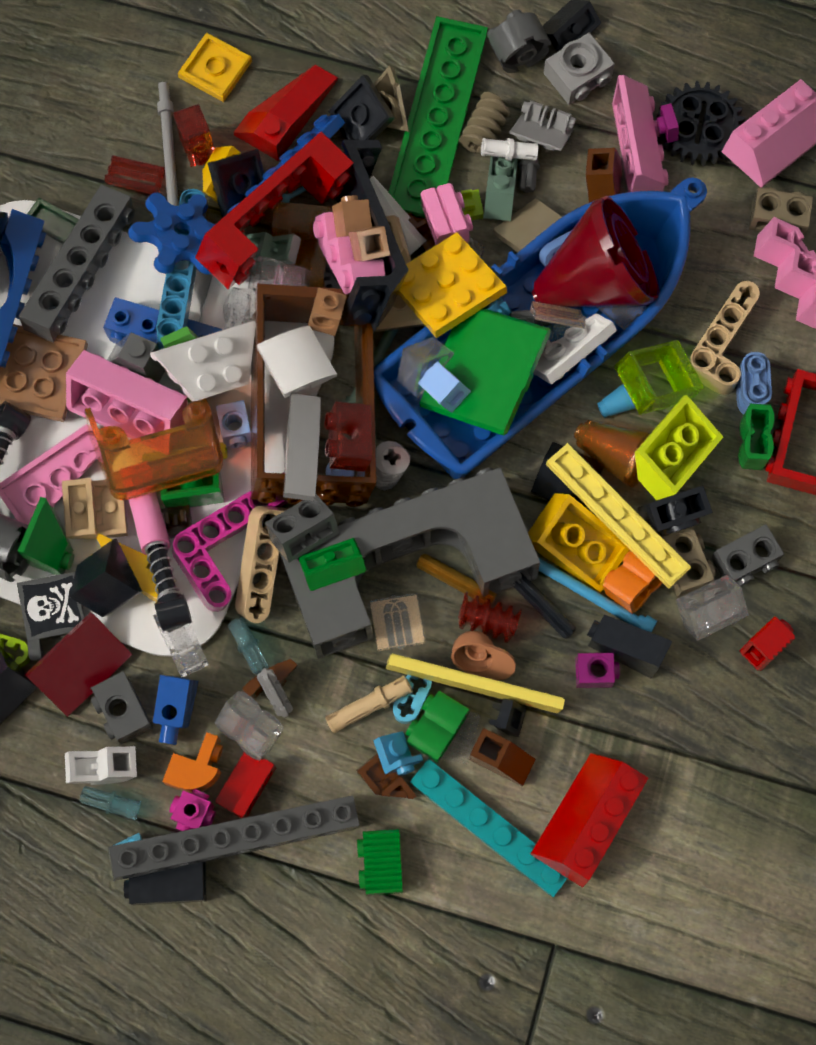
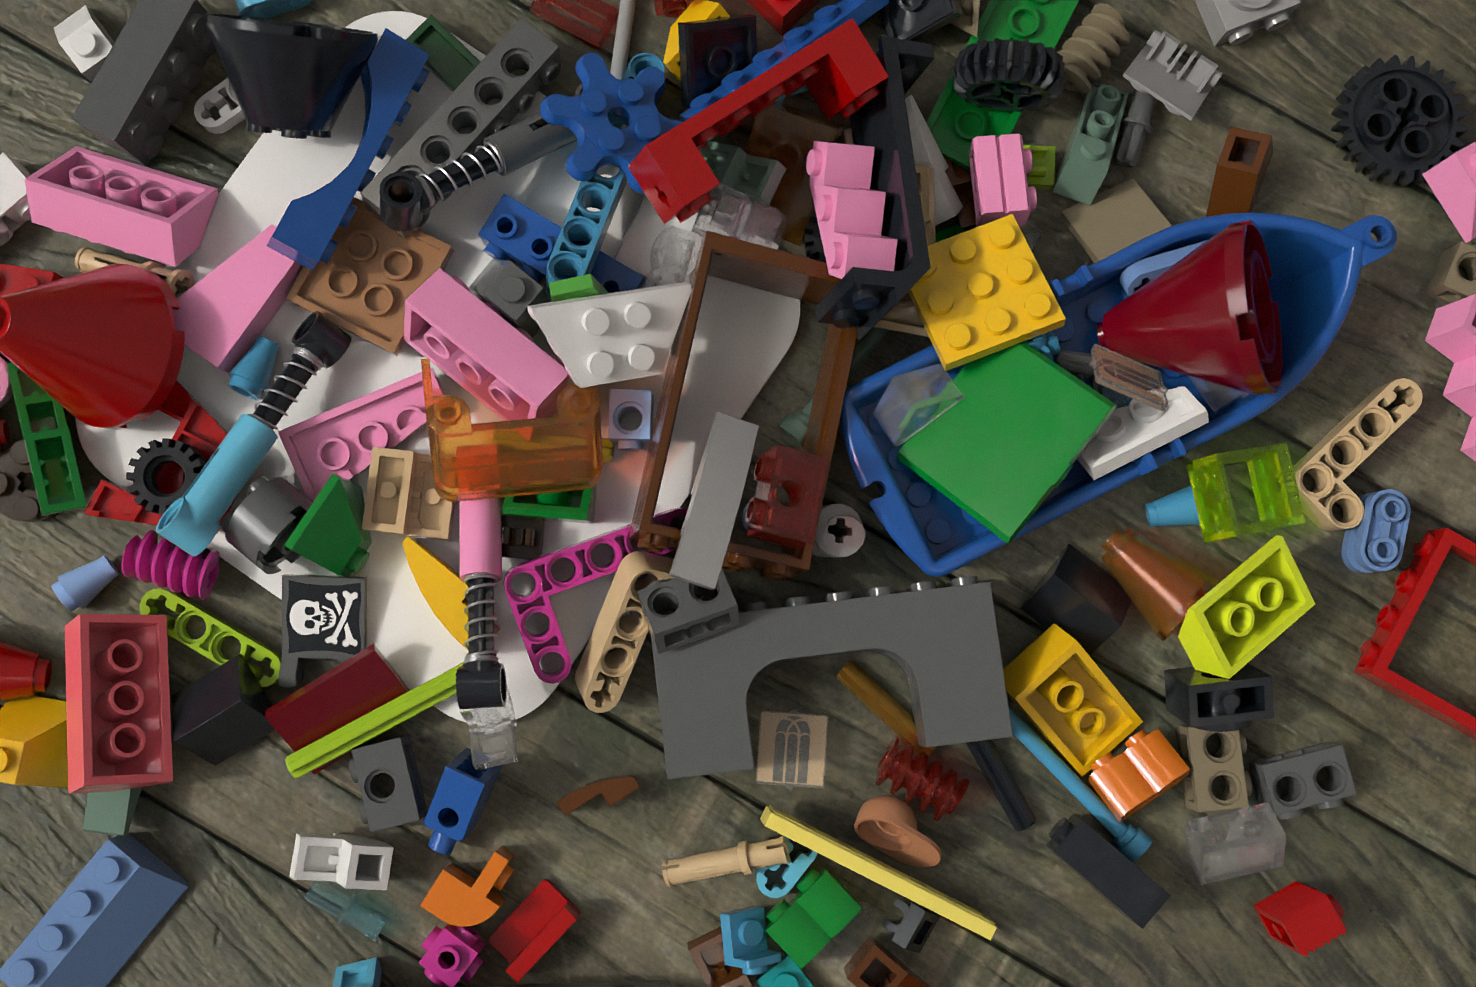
camera: 15 degrees right, 10 degrees up
(52, 307) = (501, 153): none -> piece
(103, 667) = (372, 724): none -> lime axle
(104, 580) = (400, 605): black slope -> none
(247, 645) = (580, 737): clear light blue axle -> none
(249, 725) = (559, 859): clear brick -> none
(274, 692) = (600, 816): light grey axle -> none
(296, 360) = (736, 362): white slope -> none
(327, 311) = (797, 297): medium nougat brick -> none
(332, 564) = (719, 668): green slope -> none
(351, 215) = (866, 161): medium nougat brick -> none
(369, 243) = (883, 211): medium nougat brick -> none
(434, 148) = (1009, 75): none -> black gear
(444, 387) = (938, 446): light blue brick -> none
(509, 149) = (1116, 100): white pin -> none
(586, 679) = (1031, 884): magenta brick -> none
(618, 516) = (1138, 687): light yellow tile -> none
(638, 136) = (1304, 125): bright pink slope -> none
(667, 123) = (1357, 114): magenta plate -> none
(756, 436) = (1362, 603): green brick -> none

